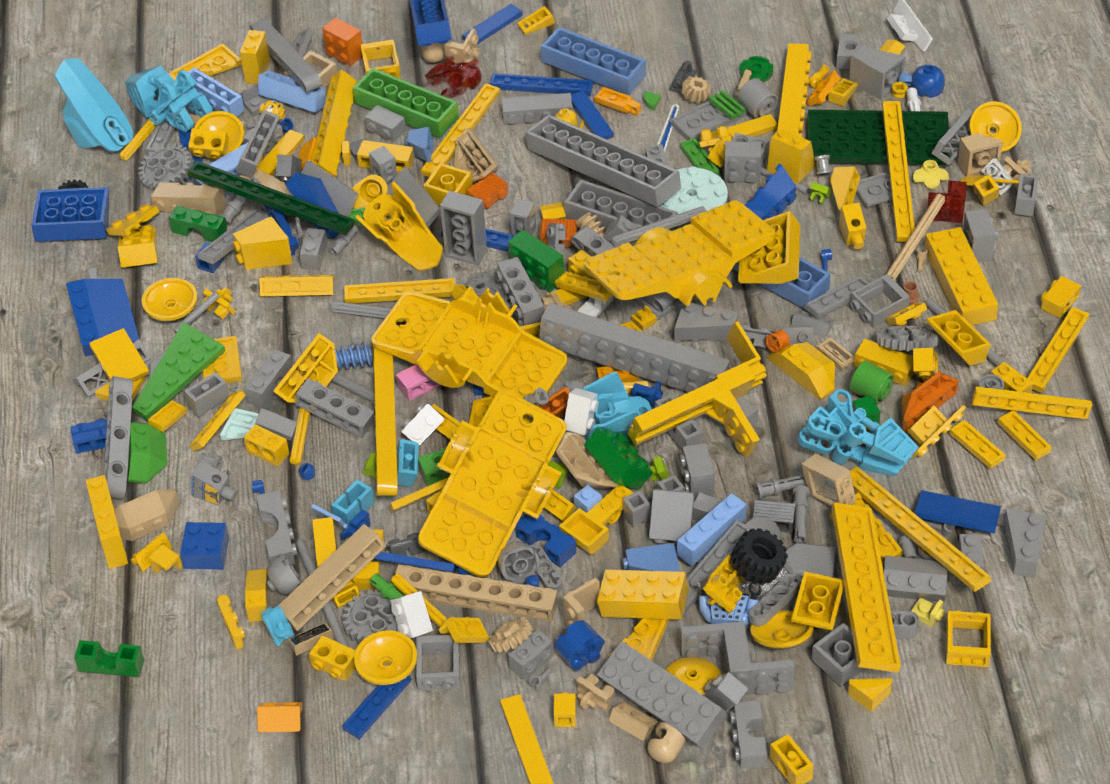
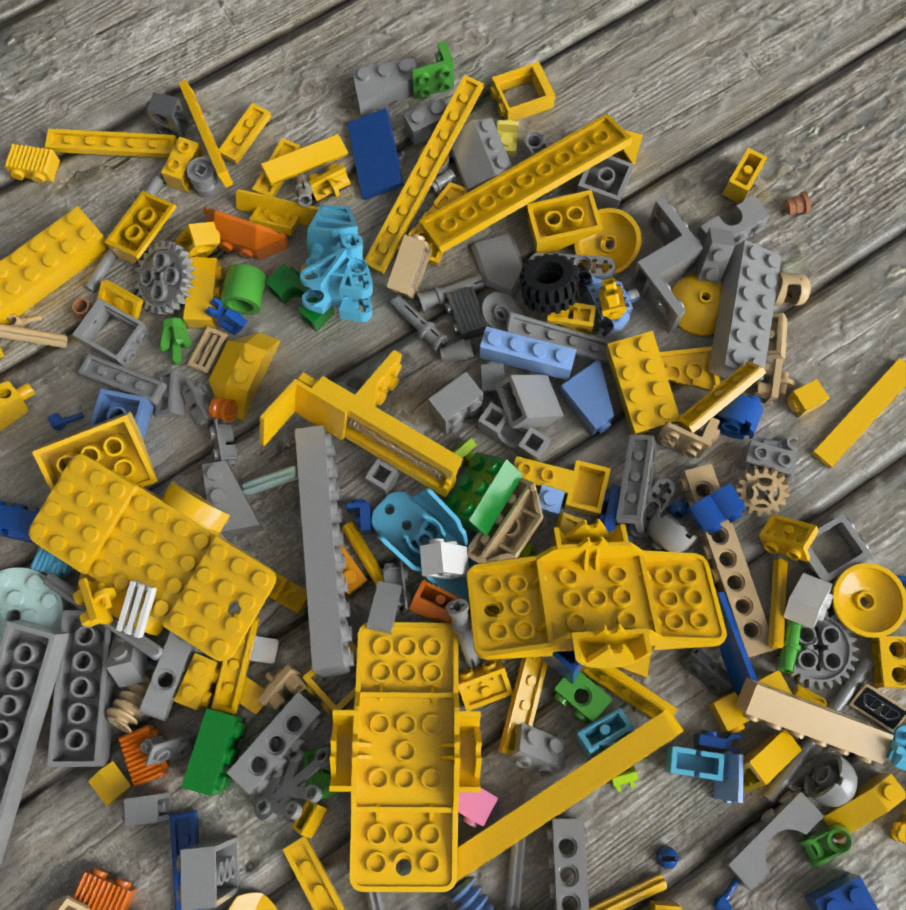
camera: 120 degrees left, 25 degrees up
(251, 557) = (824, 845): none -> bright green piece
(513, 587) = (716, 508): none -> blue brick
(567, 553) = (637, 481): none -> light grey fence
(571, 372) = (384, 607): none -> light grey tile
(597, 625) = (720, 396): none -> yellow tile
(648, 234) = (132, 607): none -> white tile
(667, 218) = (97, 602): none -> yellow hips
(706, 345) = (270, 480): none -> light aqua axle
(747, 496) = (458, 351): none -> light grey cone
(850, 367) = (227, 319): none -> blue plate
(854, 333) = (173, 338): none -> bright green rock
(943, 448) = (303, 190): none -> light grey pin
(944, 470) = (329, 182): none -> yellow hips
(974, 461) = (304, 160): none -> yellow tile
(1018, 583) = (436, 76): none -> bright green bracket
(1059, 380) = (167, 115): none -> dark grey brick

